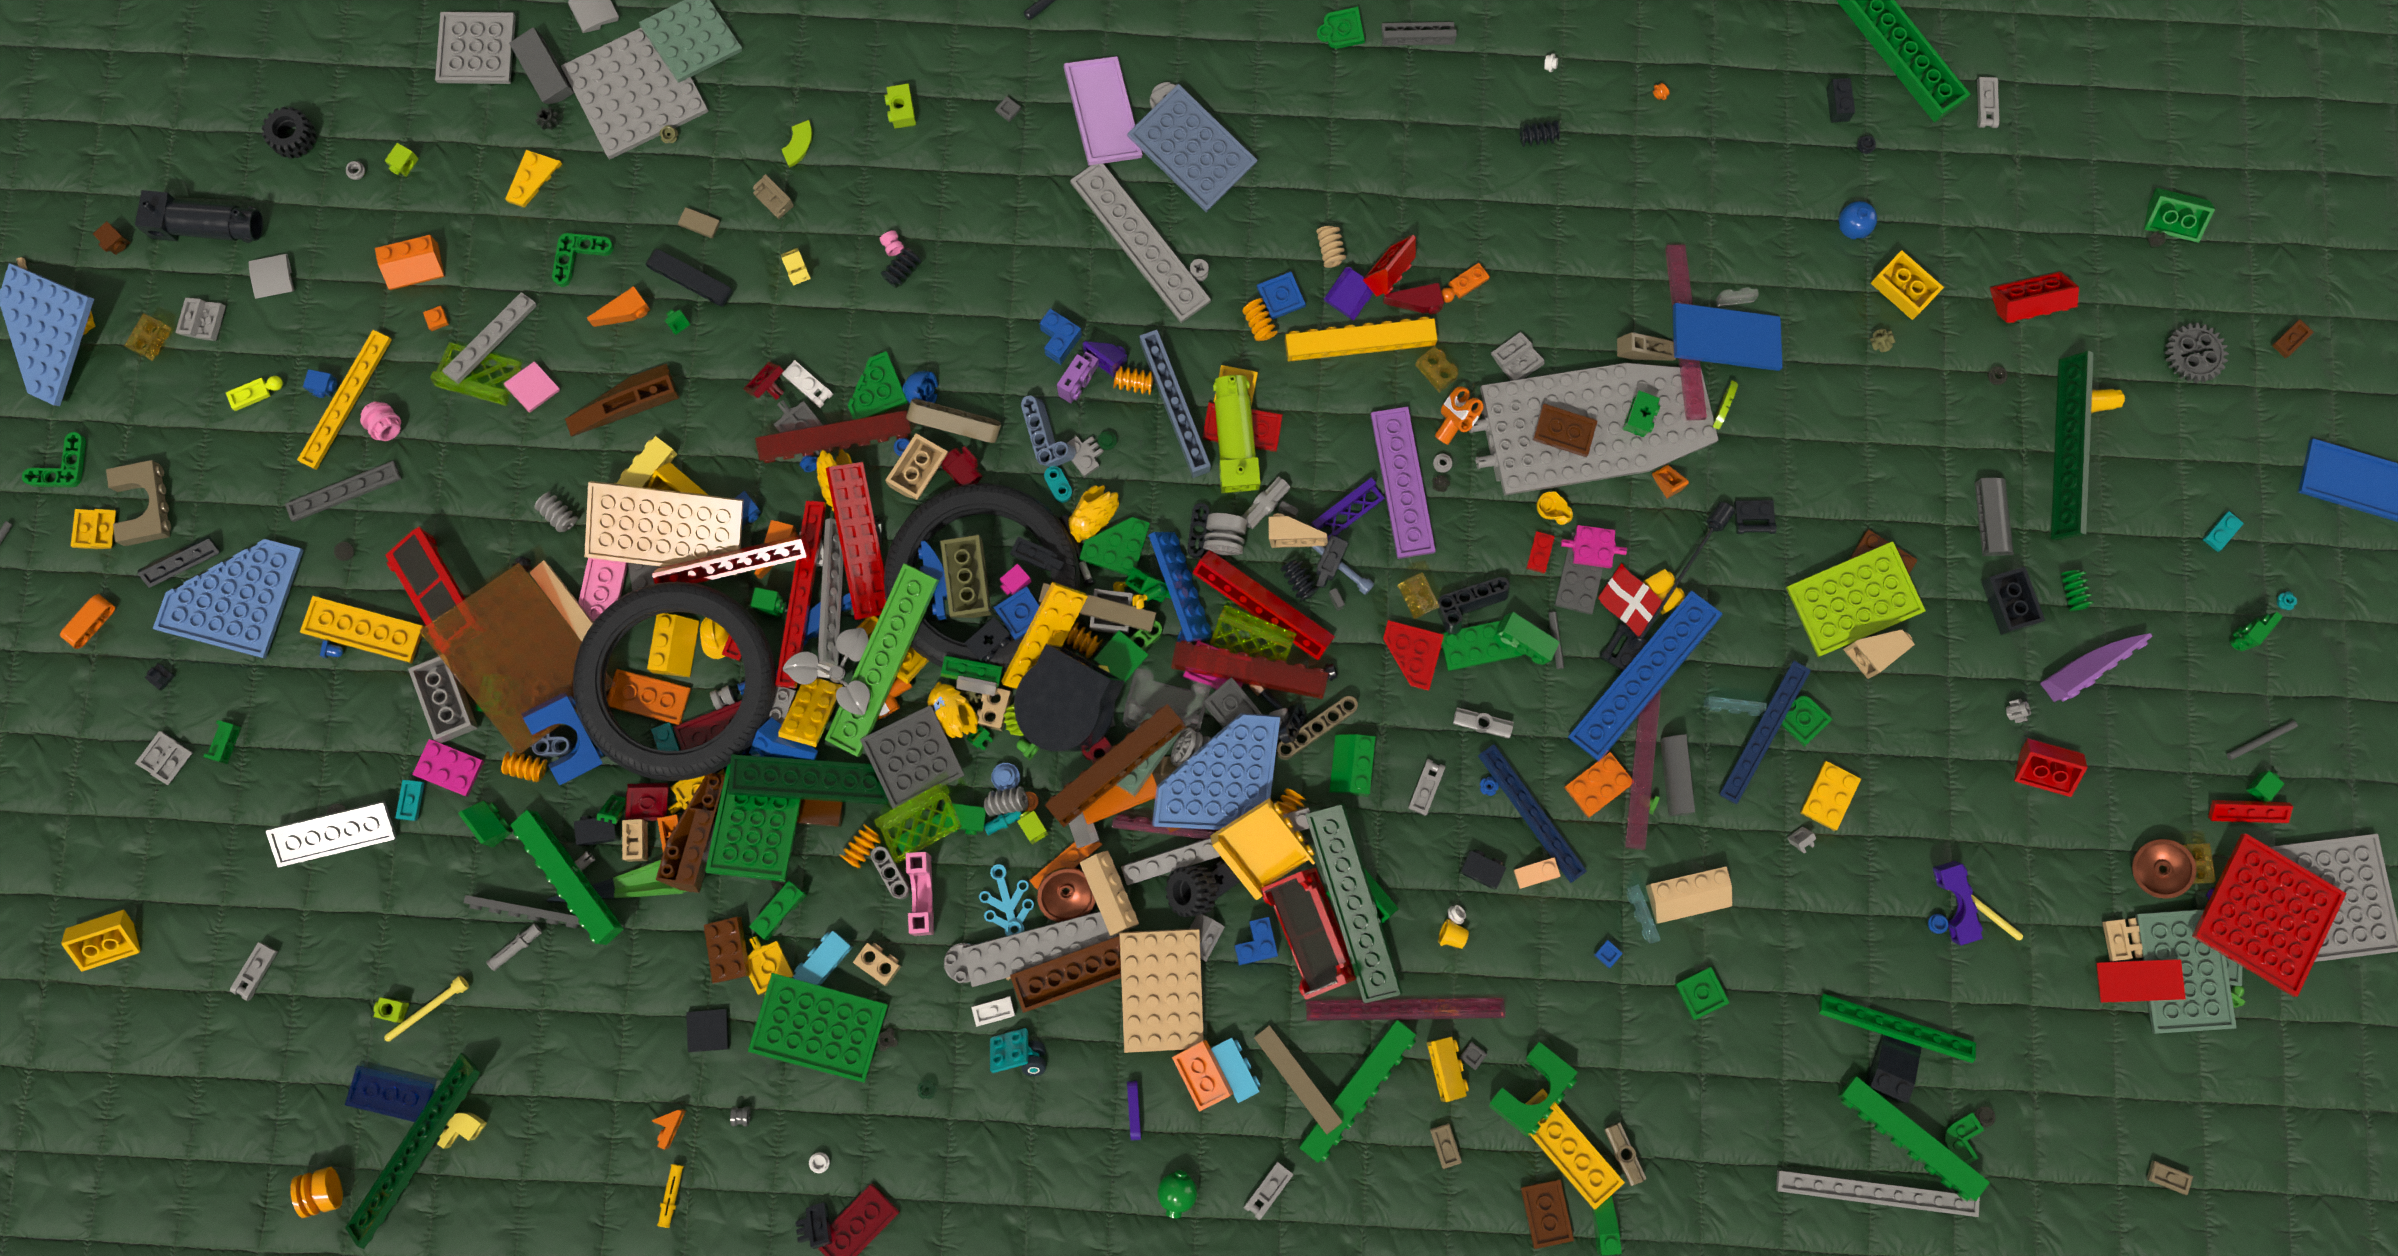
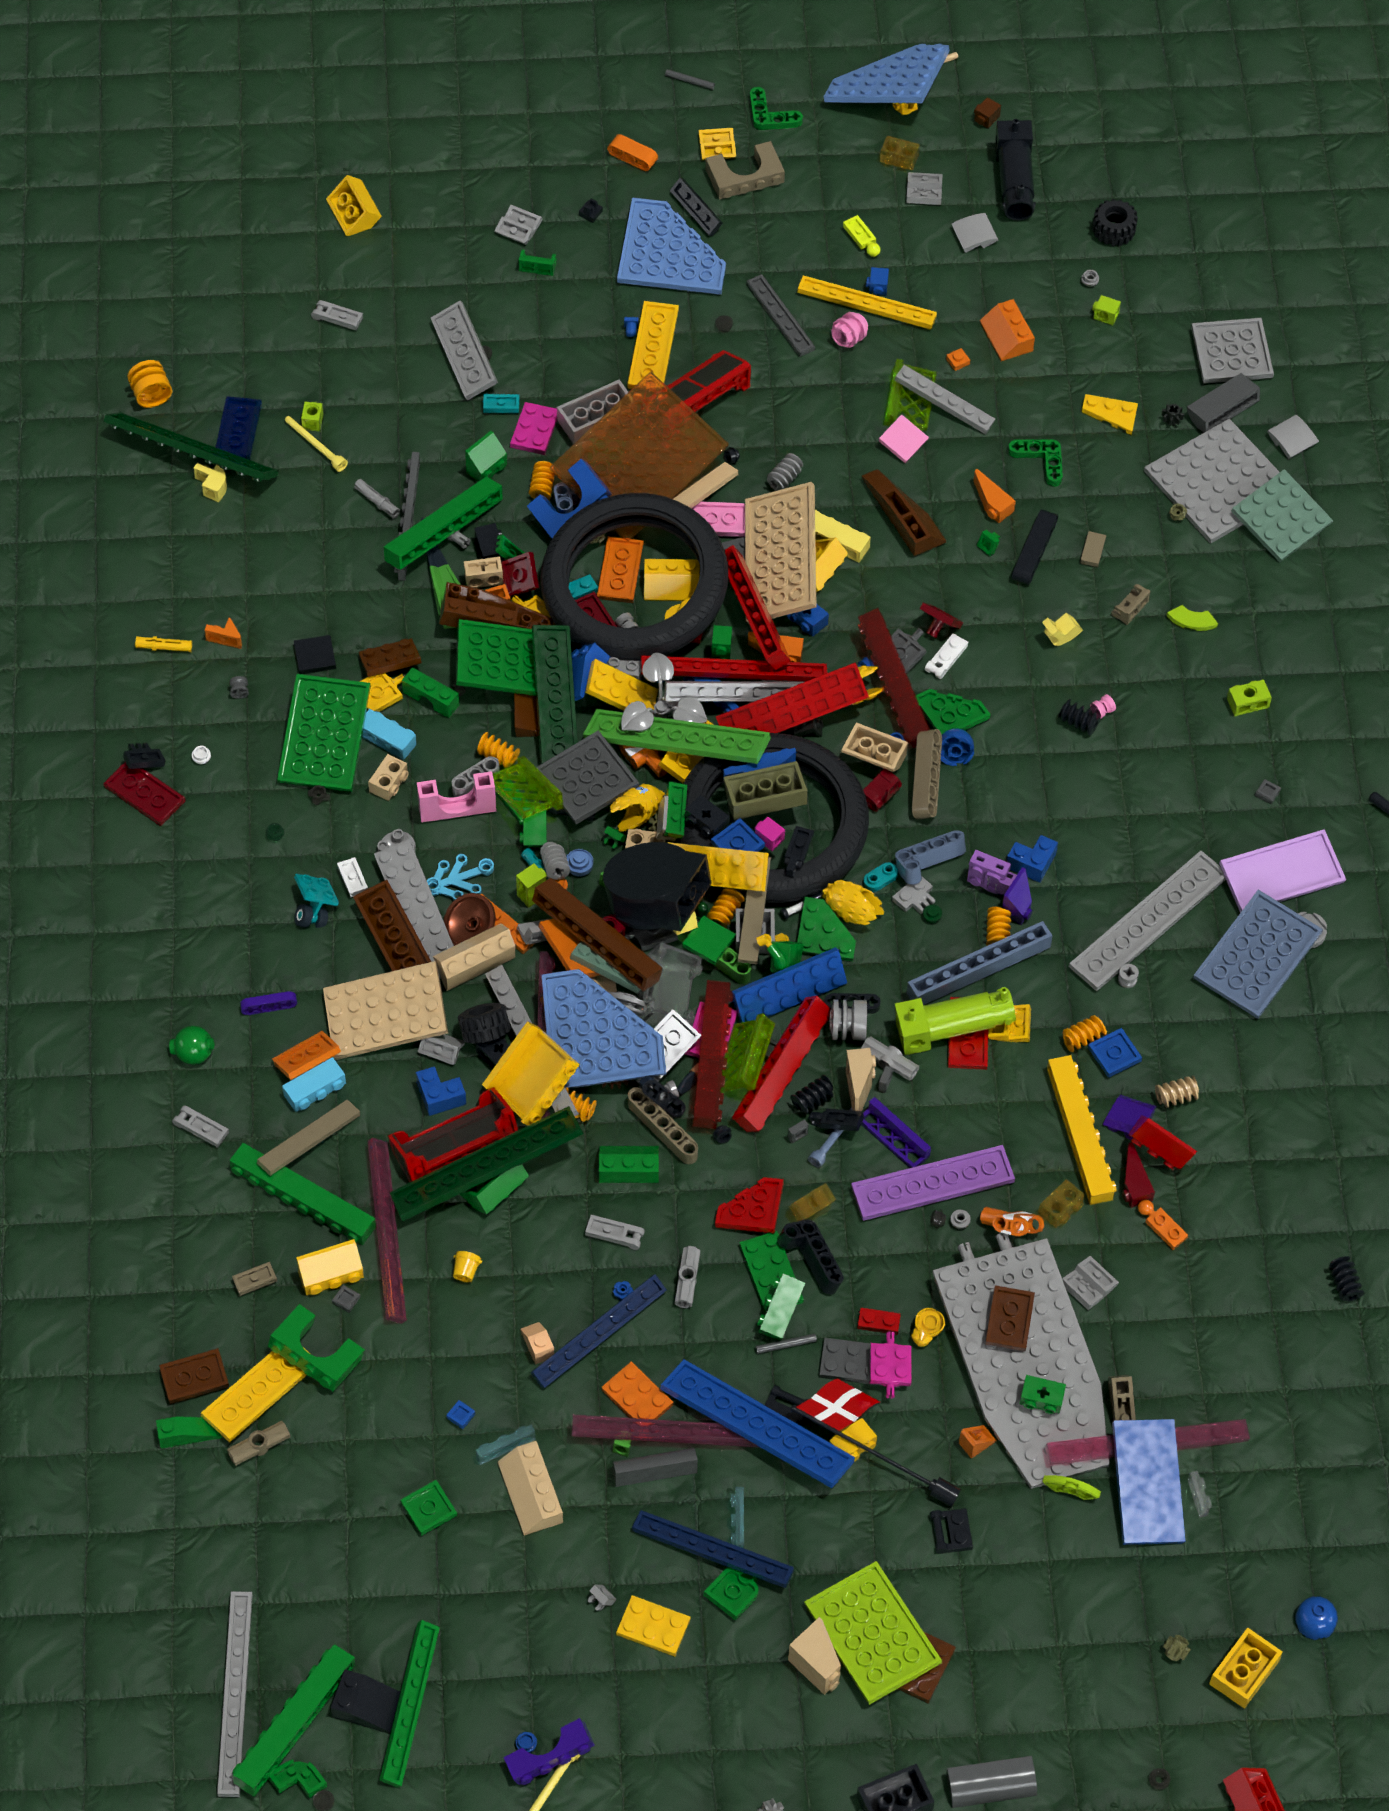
camera: 85 degrees right, 20 degrees down
(1456, 914) = (486, 1269): white plate -> none
(1482, 869) = (535, 1288): black brick -> none

